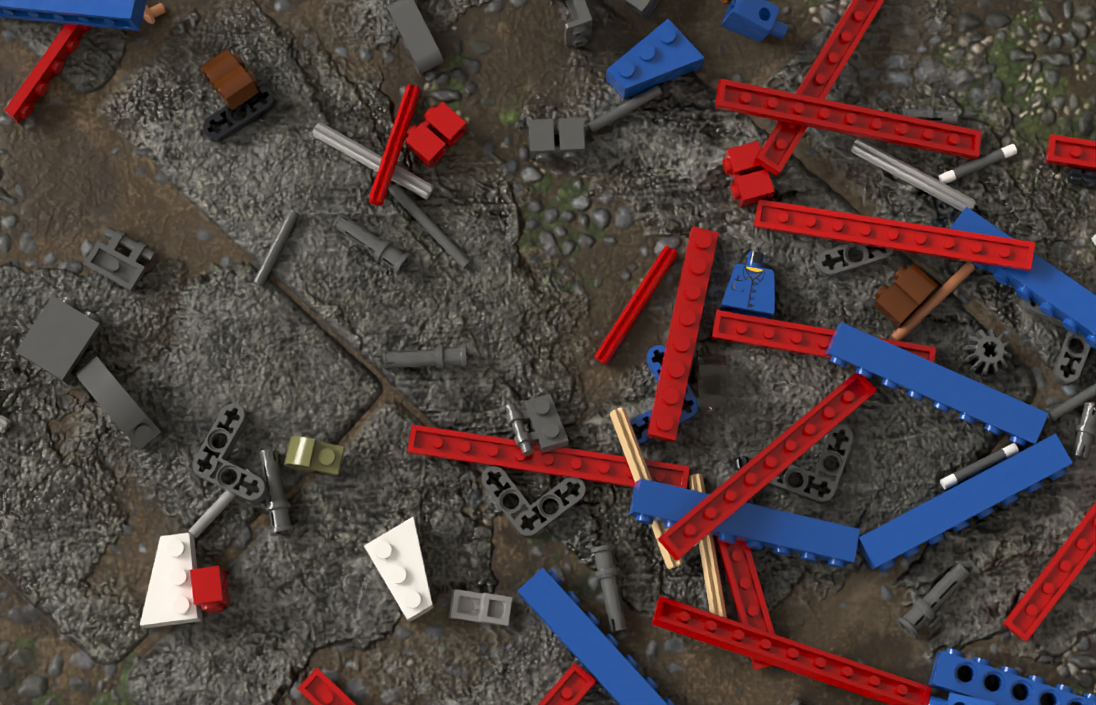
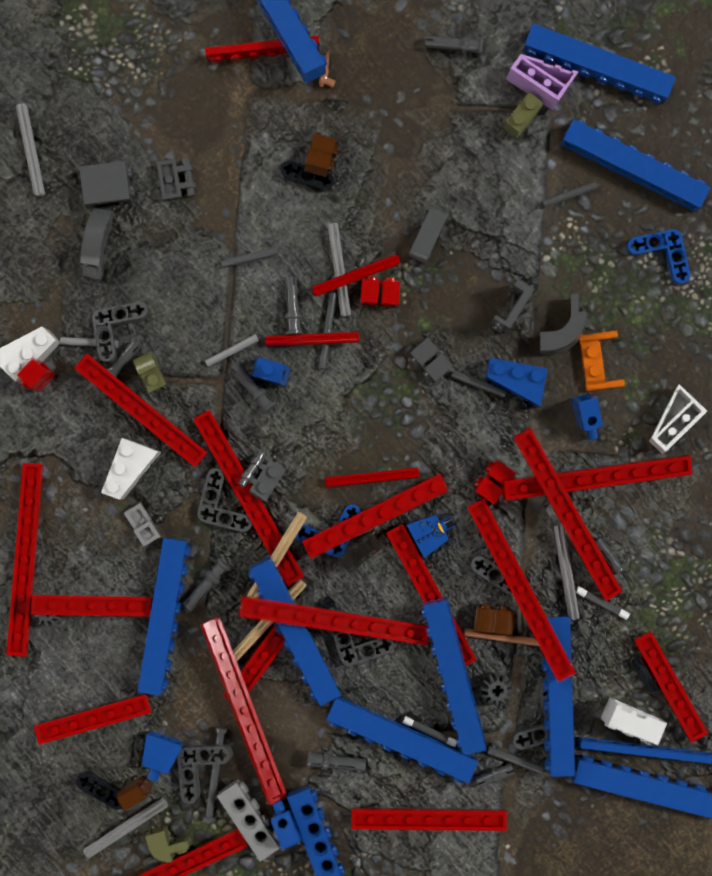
camera: 50 degrees right, 10 degrees up
(349, 501) = (140, 410): none -> red plate
(364, 349) = (232, 350): none -> light grey bar
(423, 322) = (270, 371): none -> blue torso
(426, 248) = (312, 339): none -> red axle

